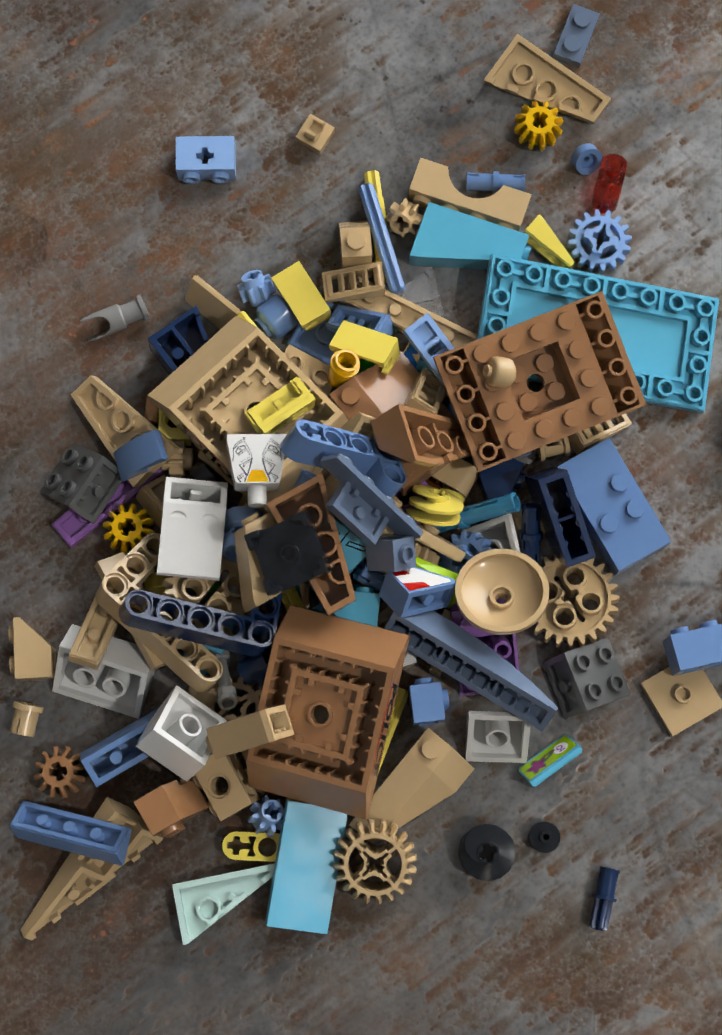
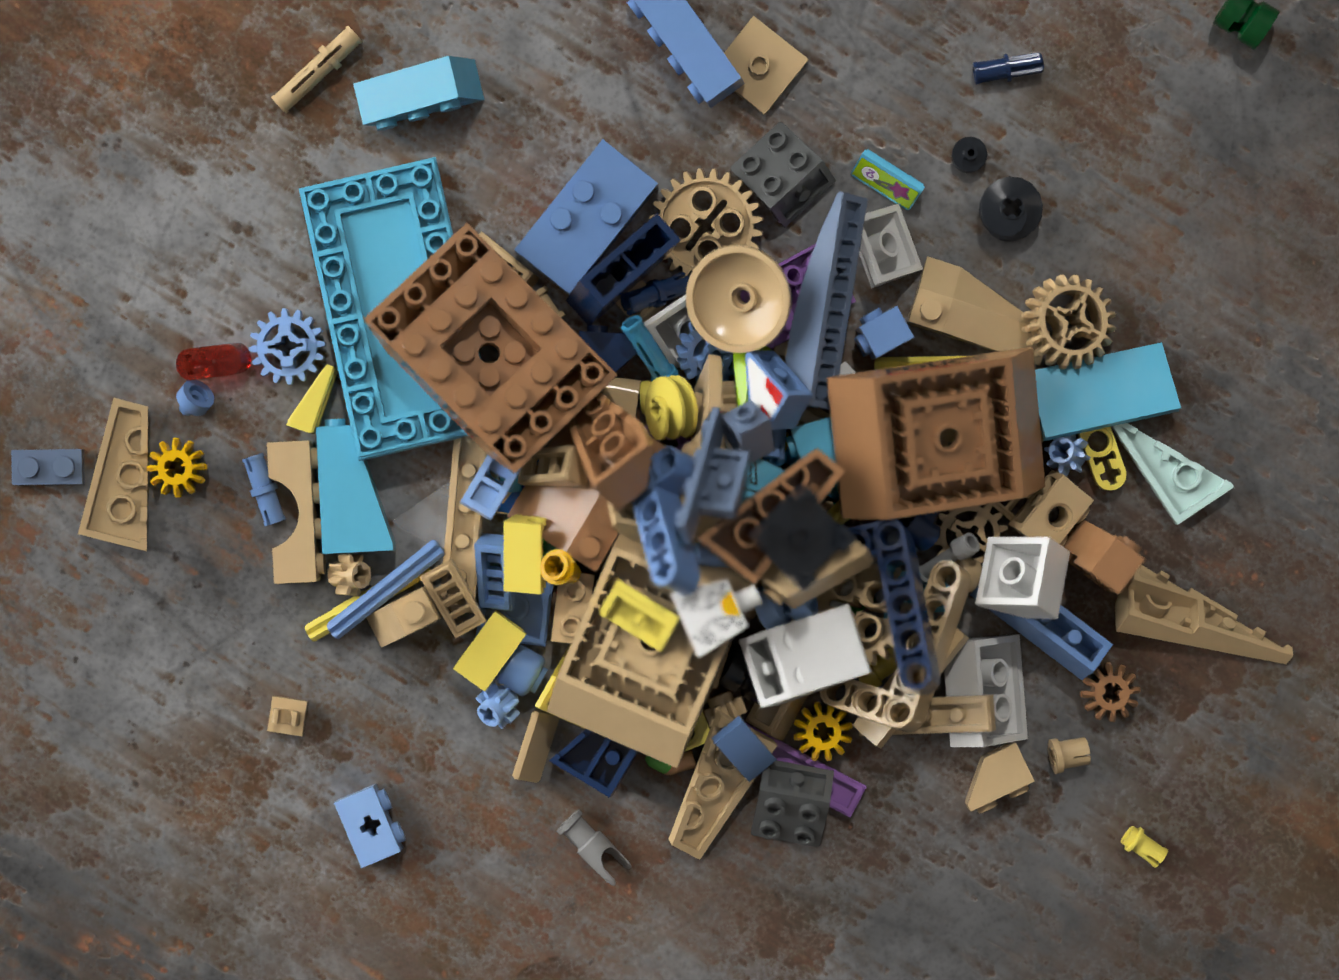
camera: 110 degrees left, 10 degrees up
(71, 832) = (1168, 651): medium blue slope -> none
(249, 731) = (997, 503): tan slope -> none
(499, 372) = (502, 394): tan piece -> none

